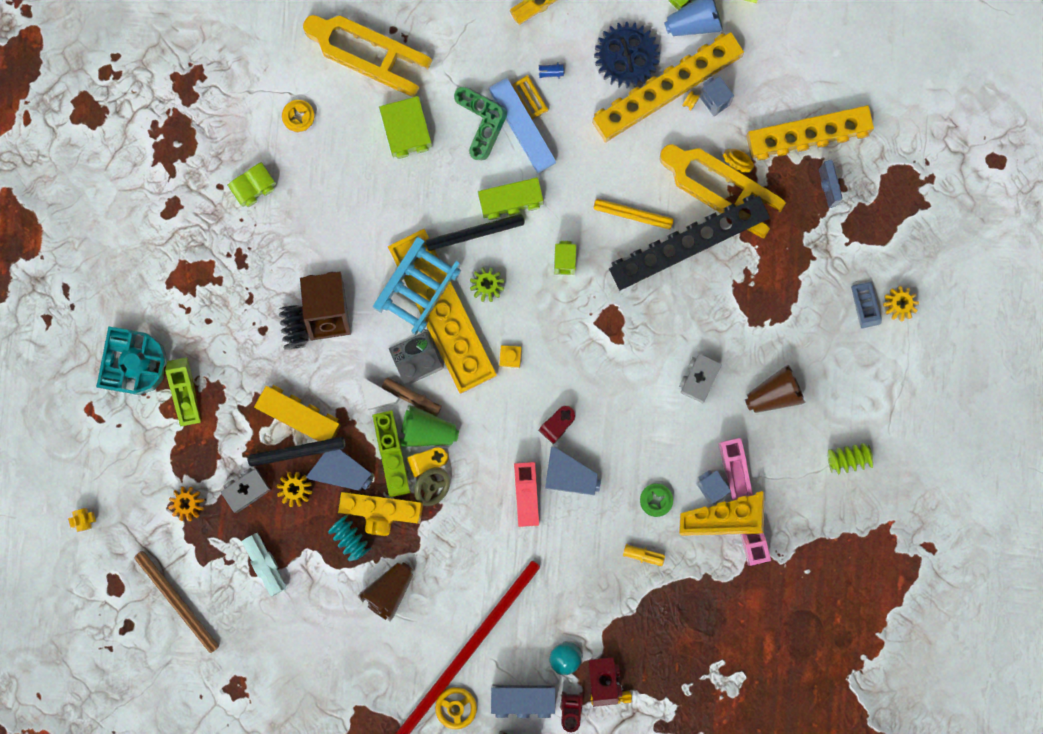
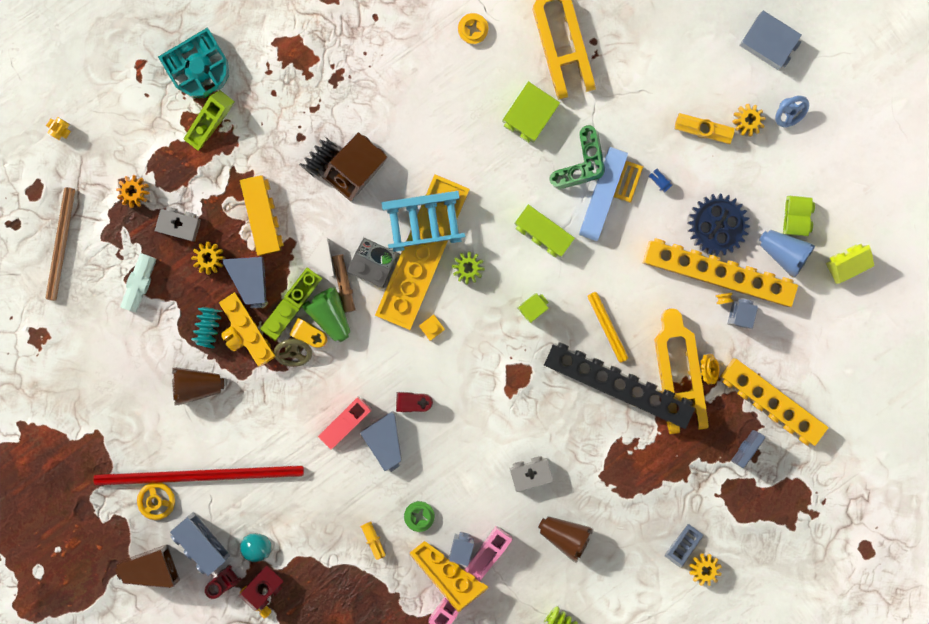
camera: 45 degrees right, 5 degrees up
(252, 185) = (395, 39): lime brick -> none
(296, 451) = (235, 237): black axle -> none
(475, 232) = (498, 227): black axle -> none

